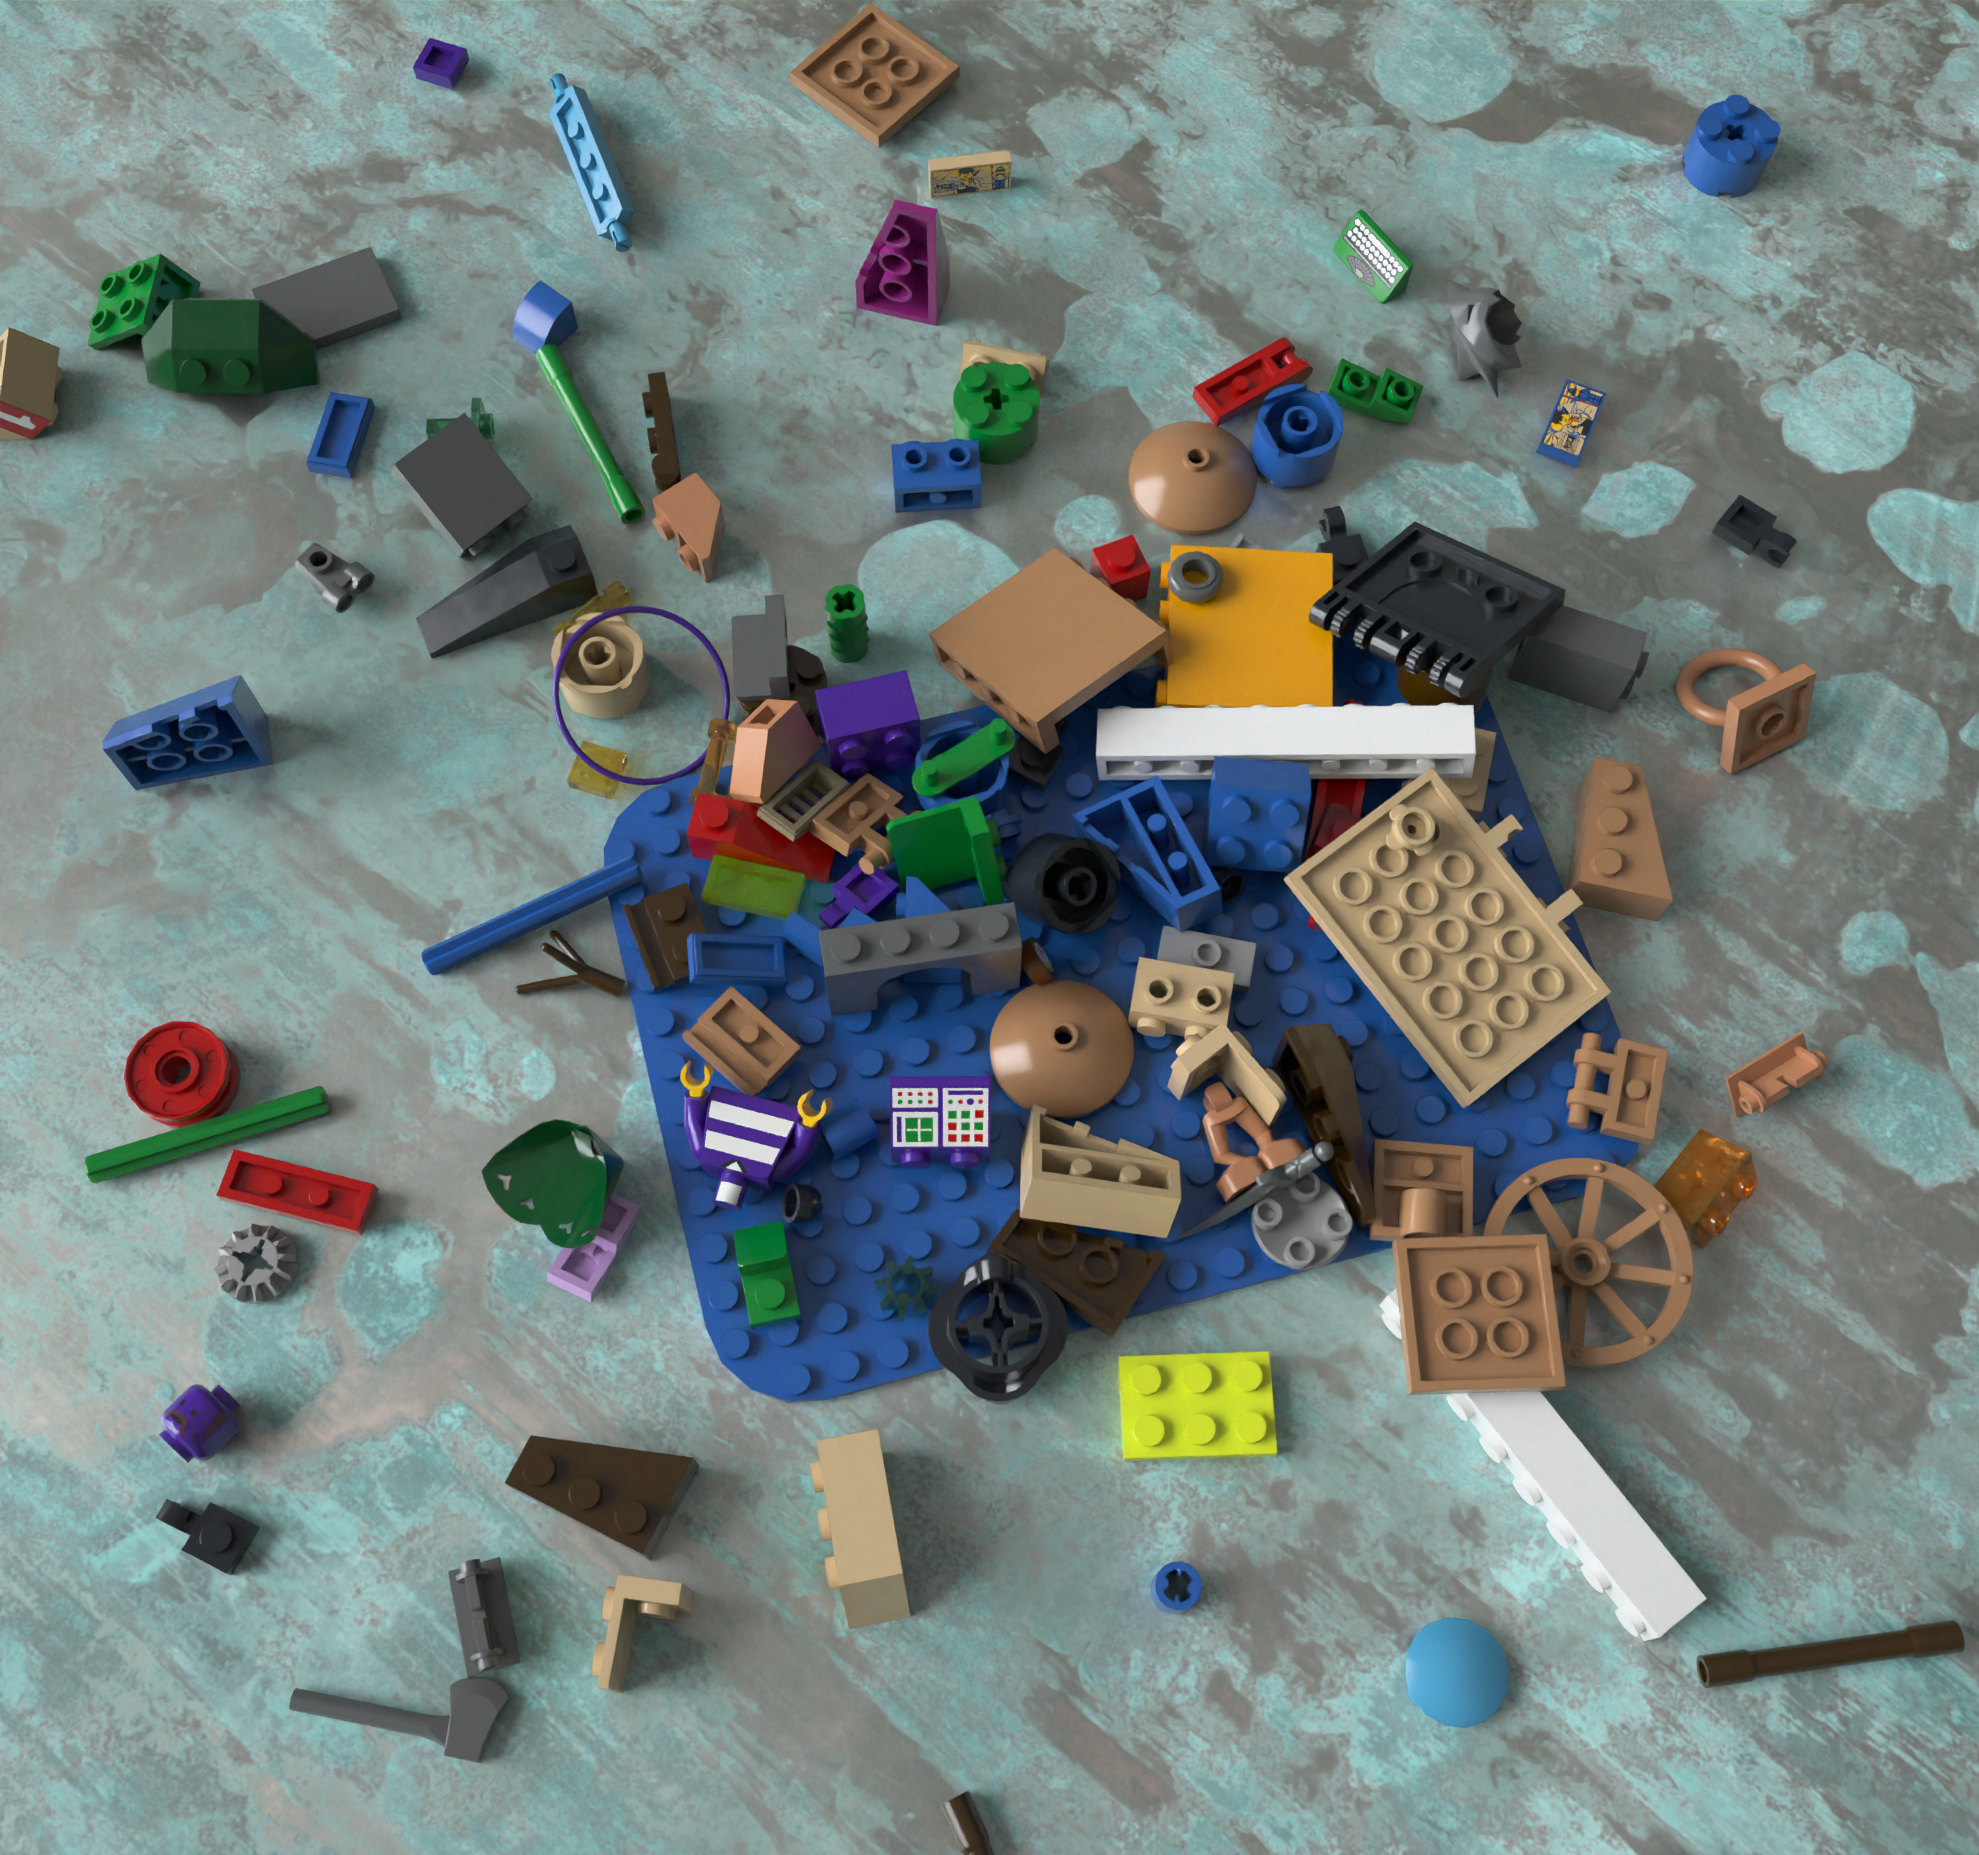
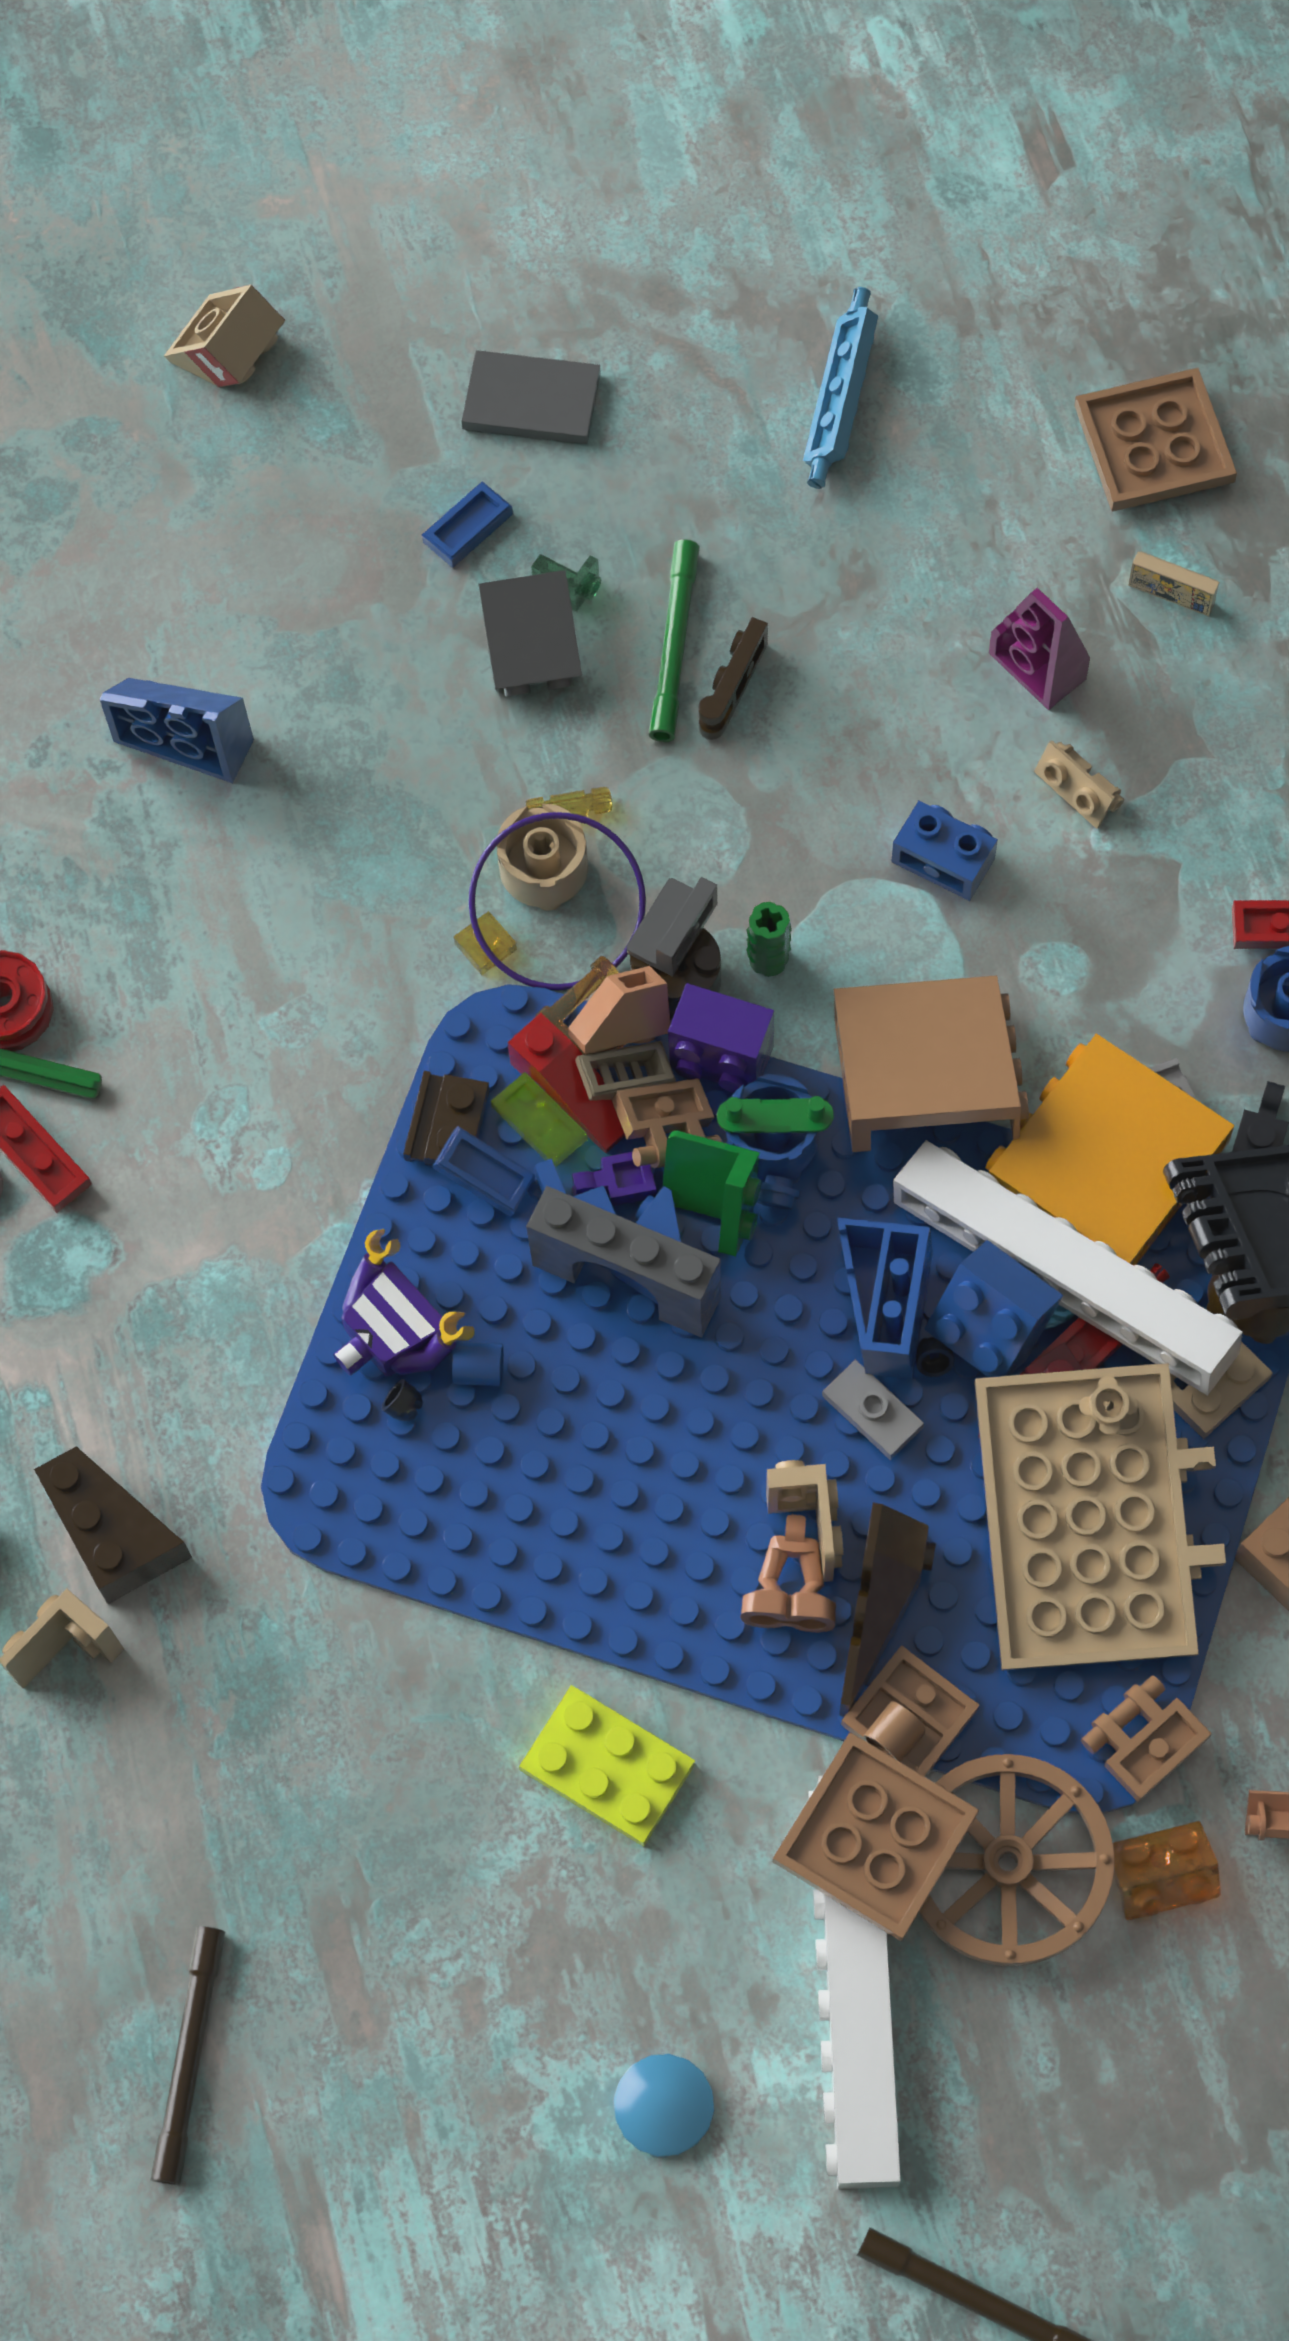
camera: 40 degrees right, 0 degrees up
(136, 298) = (381, 316): green bracket -> none
(228, 348) = (419, 400): dark green wedge -> none
(334, 577) = (379, 650): dark grey plate -> none
(441, 63) = (772, 221): dark purple plate -> none
(519, 589) = (527, 747): black wedge -> none
(532, 915) = (351, 1035): blue axle -> none
(543, 318) = (702, 514): blue brick -> none
(561, 1176) = (236, 1260): dark green piece -> none
(585, 974) = (360, 1099): dark brown plant -> none
(586, 1267) = (227, 1332): lavender slope -> none
(693, 521) = (707, 773): nougat slope -> none
(742, 1043) = (443, 1243): medium nougat plate -> none
(766, 1274) = (338, 1441): green slope -> none
(861, 1529) = (275, 1681): tan wedge -> none
(909, 1275) = (432, 1505): gear -> none
(940, 1120) = (552, 1403): slope -> none
(994, 1276) = (507, 1554): black piece -> none
(998, 409) = (1036, 822): green brick -> none
(1034, 766) = (848, 1164): black plate -> none
(1036, 962) = (725, 1322): reddish brown tile -> none
(1065, 882) = (814, 1276): black brick -> none
(1068, 1077) = (707, 1437): medium nougat dish -> none
(1087, 1273) = (583, 1594): dark brown wing -> none
(1094, 1181) = (641, 1529): tan wedge -> none
(1122, 567) = (1042, 1031): red brick -> none
(1178, 999) = (821, 1429): tan brick -> none
(1191, 495) = (1172, 1005): medium nougat dish -> none
(1191, 1592) = (474, 1881): blue gear -> none
(1195, 592) = (1083, 1090): dark grey piece -> none
(1267, 1183) = (780, 1621): dark grey piece -> none
(1302, 1224) = (793, 1673): light grey dish -> none

